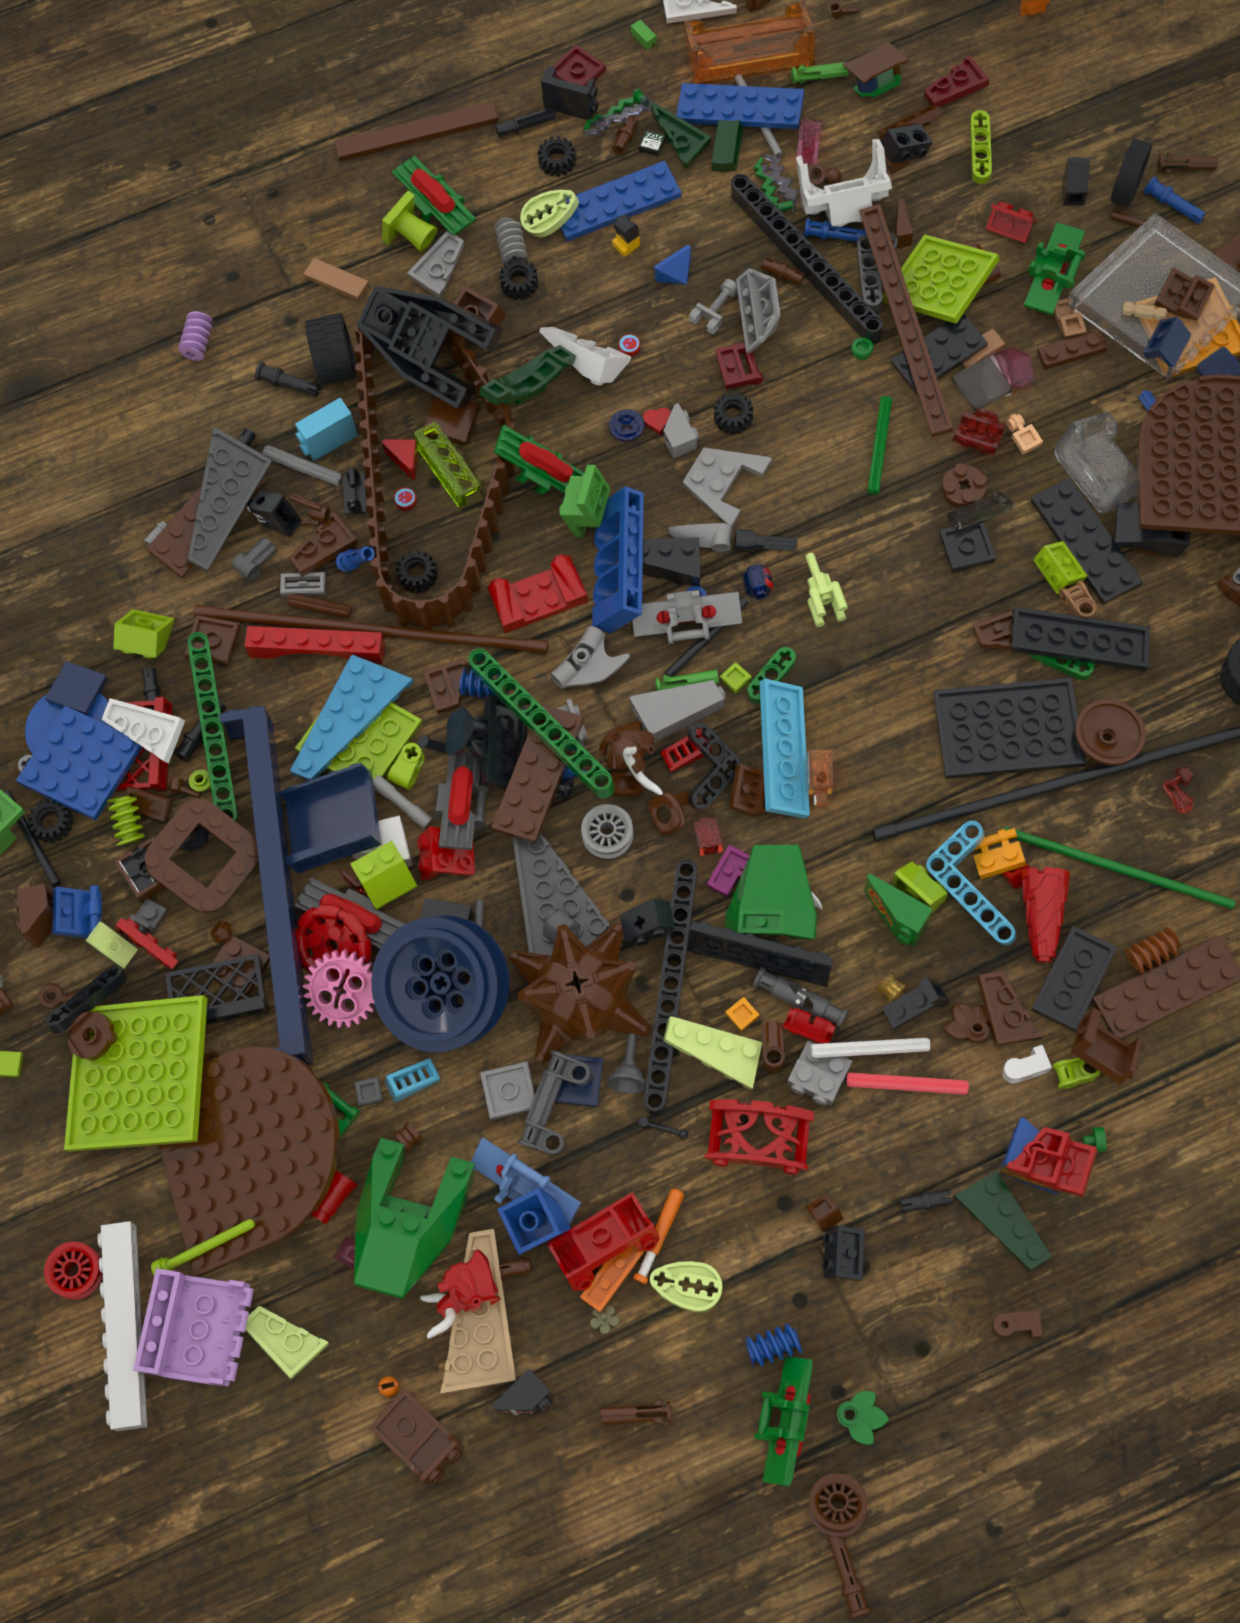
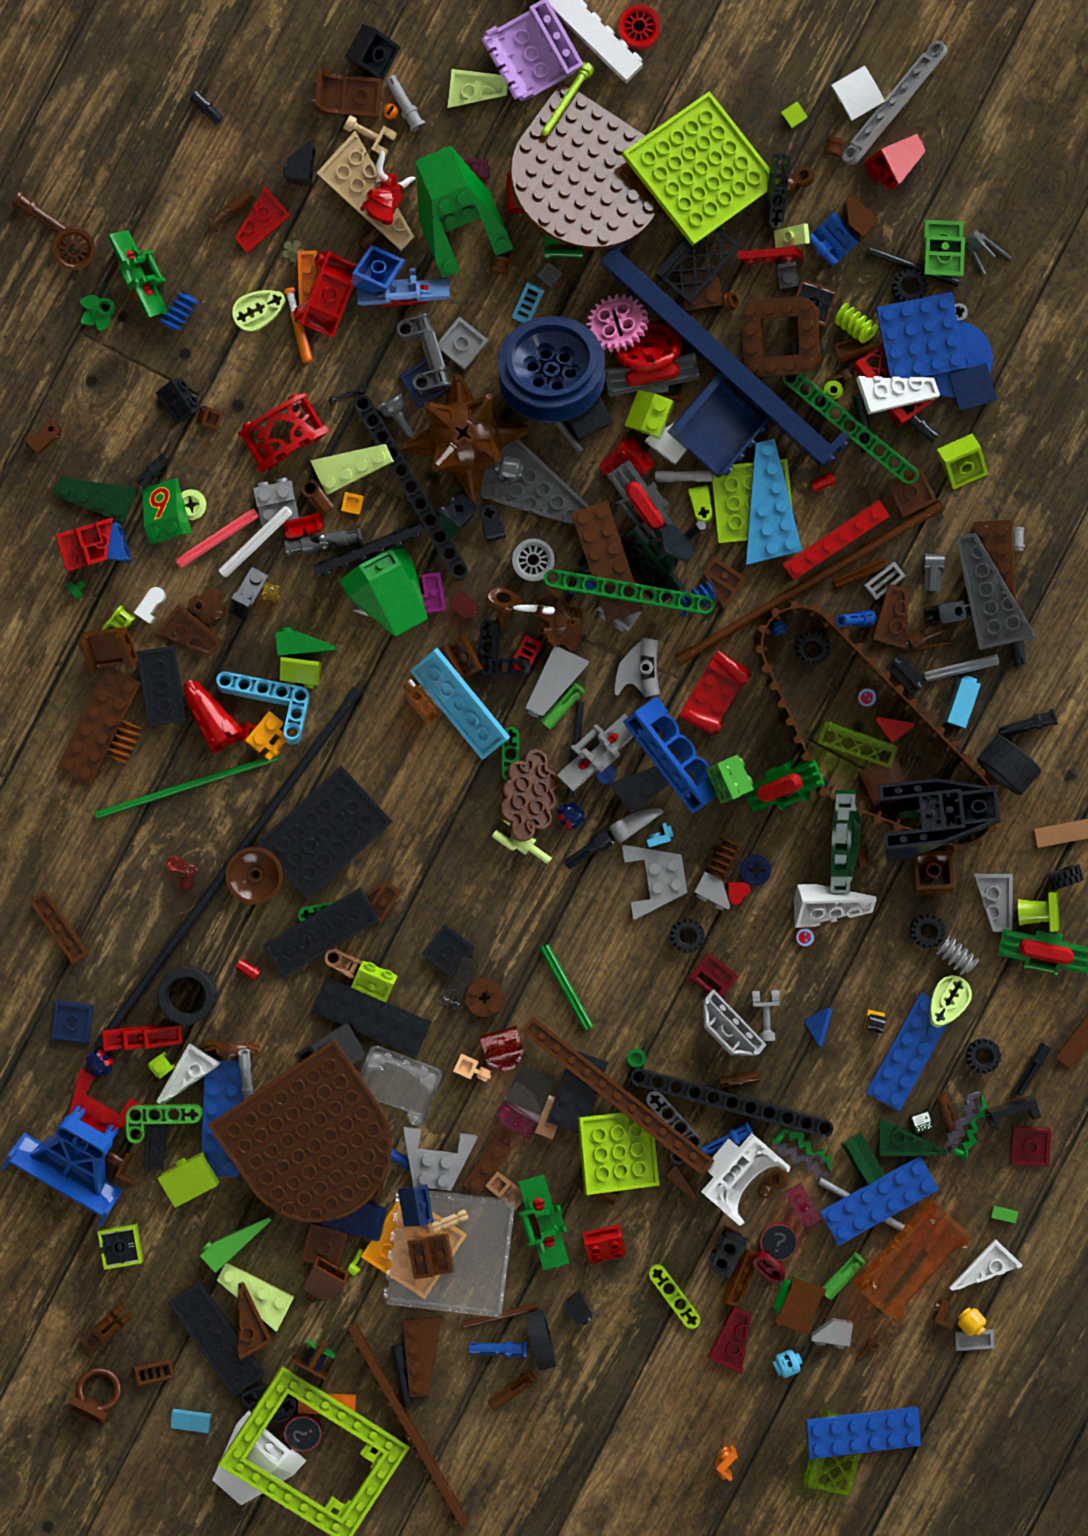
camera: 140 degrees right, 20 degrees up
(102, 1039) = (743, 177): reddish brown plate -> none
(275, 704) = (823, 482): none -> red pin
(355, 1465) = (372, 51): none -> black slope
(365, 238) = (1065, 877): none -> black tyre
(369, 1370) = (408, 110): none -> light grey pin
(438, 1403) = (351, 124): none -> tan bar
(576, 1548) = (206, 107): none -> black axle
(611, 1375) = (262, 221): none -> red wing
(620, 891) = (492, 527): none -> black piece
(647, 450) = (722, 858): none -> reddish brown piece
(691, 505) = (656, 839): none -> medium azure bracket
(735, 678) = (533, 734): lime tile -> none
(783, 621) = (528, 795): none -> reddish brown plate
(853, 131) = (779, 1241): none -> black tile
(862, 35) = (833, 1332): none -> light grey slope
(878, 114) = (766, 1264): none -> dark red plate
(906, 1125) = (196, 497): none -> yellowish green gear
(922, 36) = (787, 1363): none -> medium azure head
(944, 1145) = (164, 512): none -> green slope
(1121, 375) = (435, 1167): none -> light grey wing
(1179, 658) = (248, 970): none -> red pin

